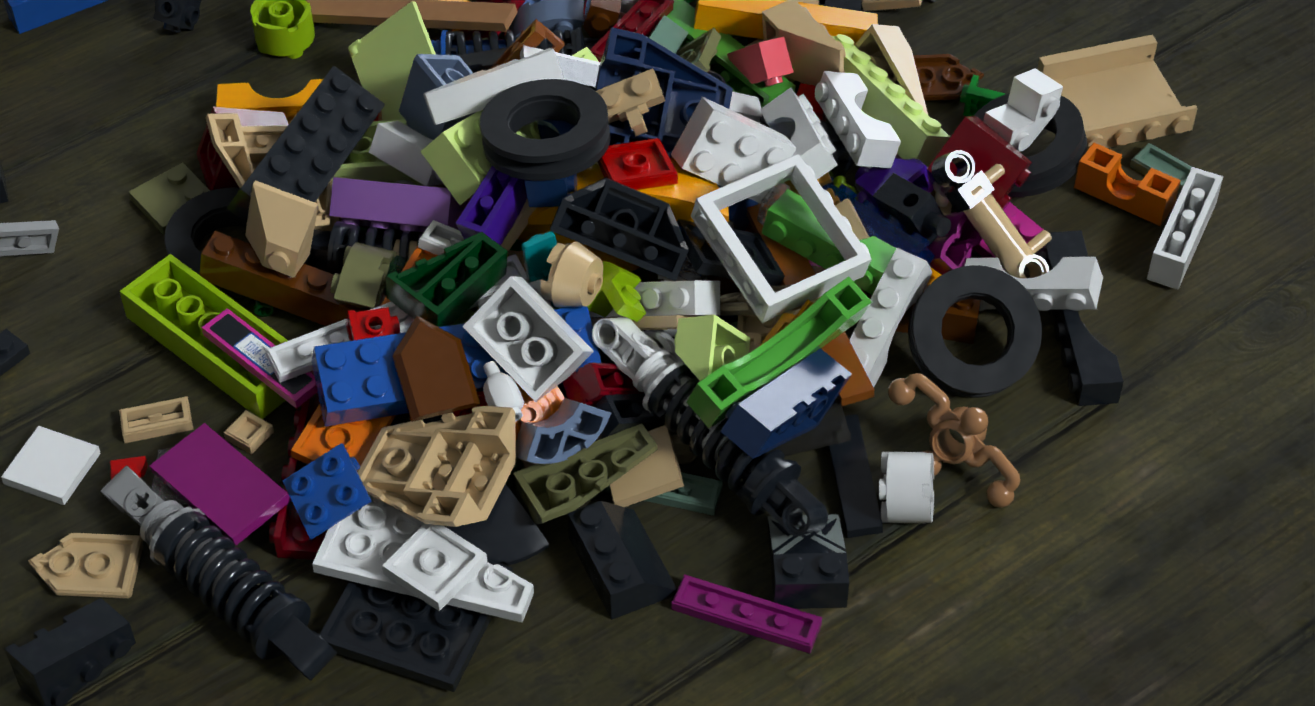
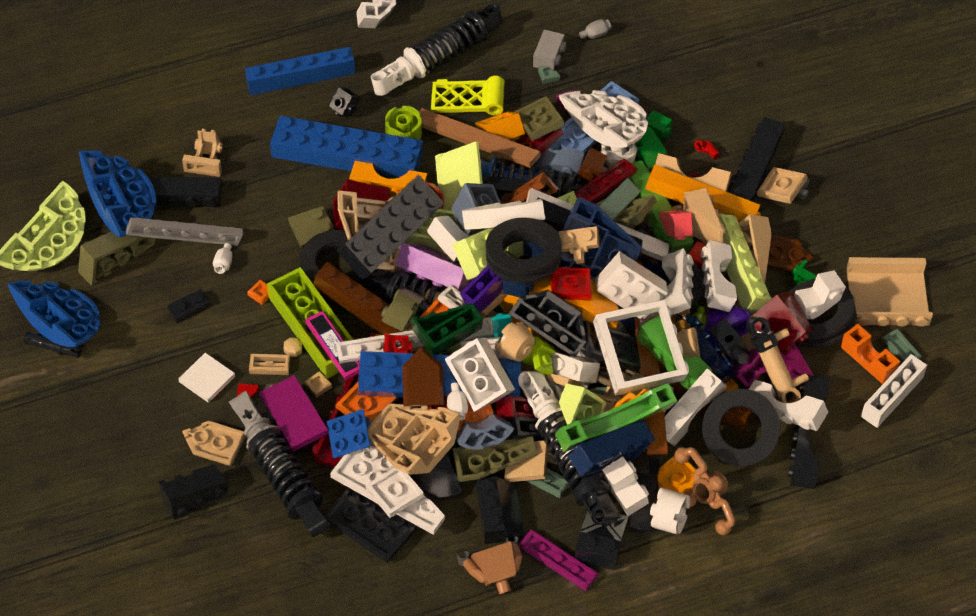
camera: 15 degrees right, 5 degrees up
(34, 276) = (223, 259): none -> white plant
(109, 313) = (259, 292): none -> orange tile
(189, 70) = (342, 146): none -> blue brick
(189, 383) = (293, 347): none -> tan tile
(280, 228) = (362, 272): tan slope -> none
(642, 646) = (494, 564): none -> medium nougat torso
(824, 468) = (624, 485): none -> white brick
(895, 430) = (676, 476): none -> light orange tile

